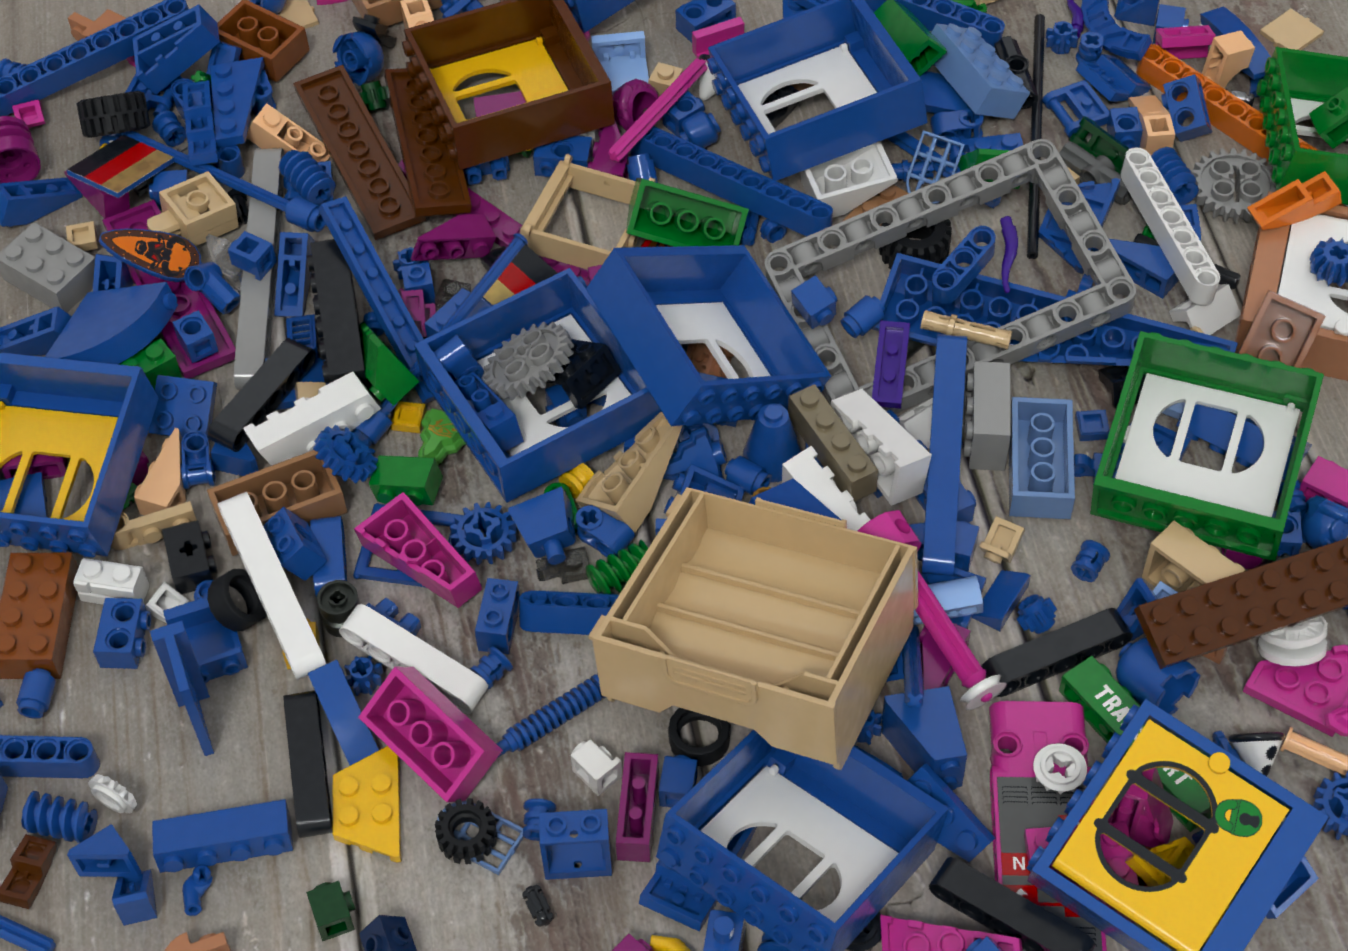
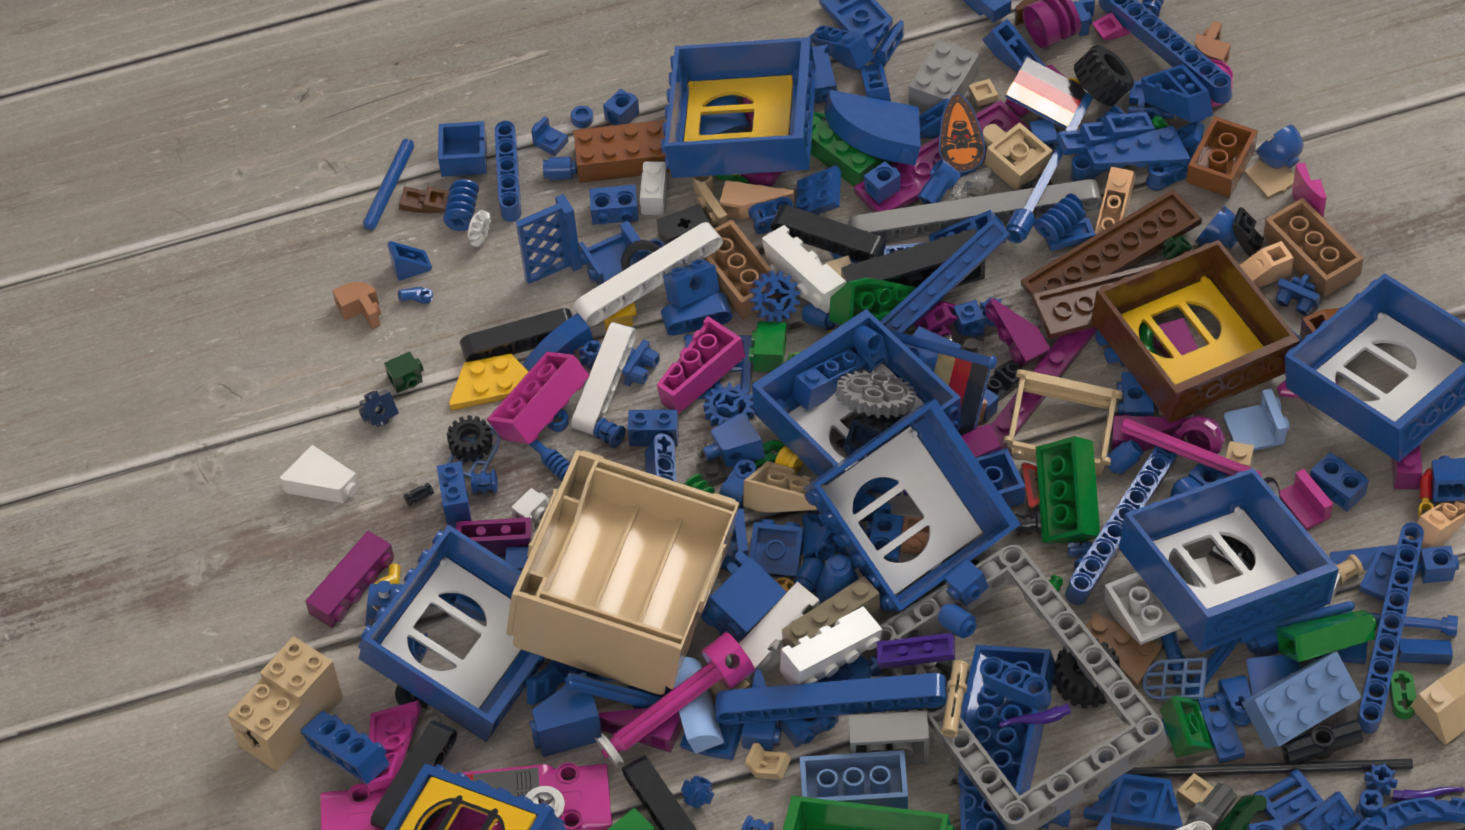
camera: 85 degrees right, 0 degrees up
(104, 856) = (437, 238): blue slope -> none
(164, 599) = (645, 226): white slope -> none
(222, 836) = (454, 297): blue brick -> none
(252, 254) = (965, 198): blue brick -> none
(336, 603) = (648, 326): pearl dark grey wheel -> none
(961, 829) = (504, 736): blue wing -> none
(1002, 598) = (715, 770): blue slope -> none

